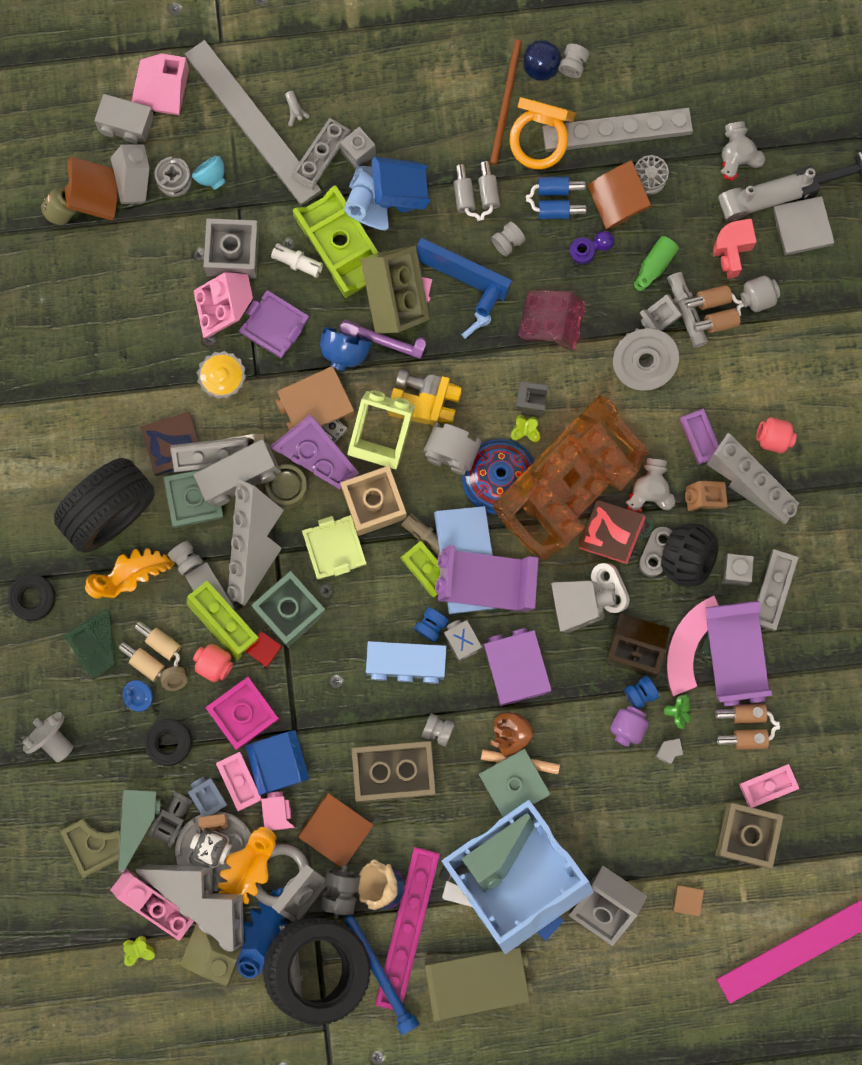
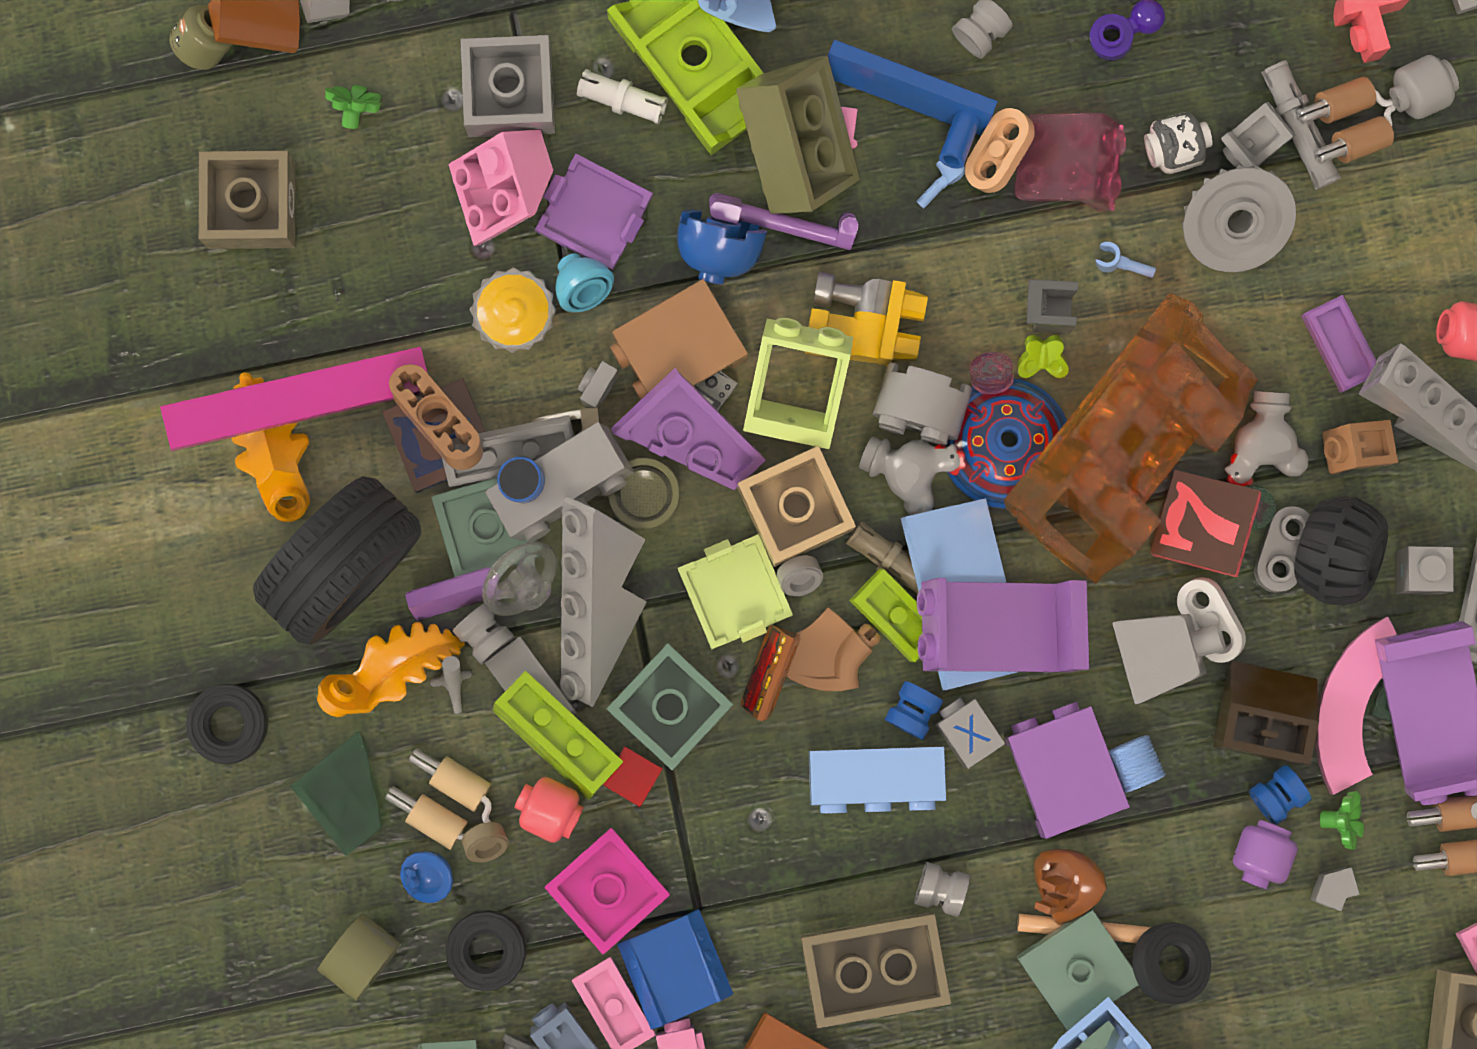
camera: 10 degrees left, 5 degrees up
(49, 738) = (282, 963): light grey piece -> none
(73, 440) = (273, 461): none -> light orange plant
(75, 299) = (247, 199): none -> dark tan brick
(91, 414) = (285, 400): none -> dark pink tile
(93, 737) = (359, 956): none -> olive piece
(142, 251) = (353, 103): none -> bright green plant
(164, 583) = (452, 680): none -> light grey bar
(170, 440) = (439, 434): none -> medium nougat beam
(170, 534) = (447, 595): none -> medium lavender tile
(211, 530) = (524, 583): none -> clear piece
(214, 468) = (521, 480): none -> black tile
(263, 363) = (582, 283): none -> medium azure brick
(266, 421) = (597, 385): none -> light grey plate
(350, 595) = (769, 672): none -> slope
(372, 541) = (799, 575): none -> light grey tile
(382, 588) = (831, 653): none -> medium nougat arm
(443, 485) = (911, 469): none -> light grey animal
(495, 435) = (991, 373): none -> clear pink tile
(511, 309) = (997, 149): none -> light nougat plate
(558, 667) = (1136, 763): none -> light blue piece
(576, 379) = (1122, 262): none -> light blue hand
(583, 780) = (1147, 967): none -> black tyre
(615, 313) = (1177, 143): none -> head
(656, 262) = (1240, 46): bright green piece -> none

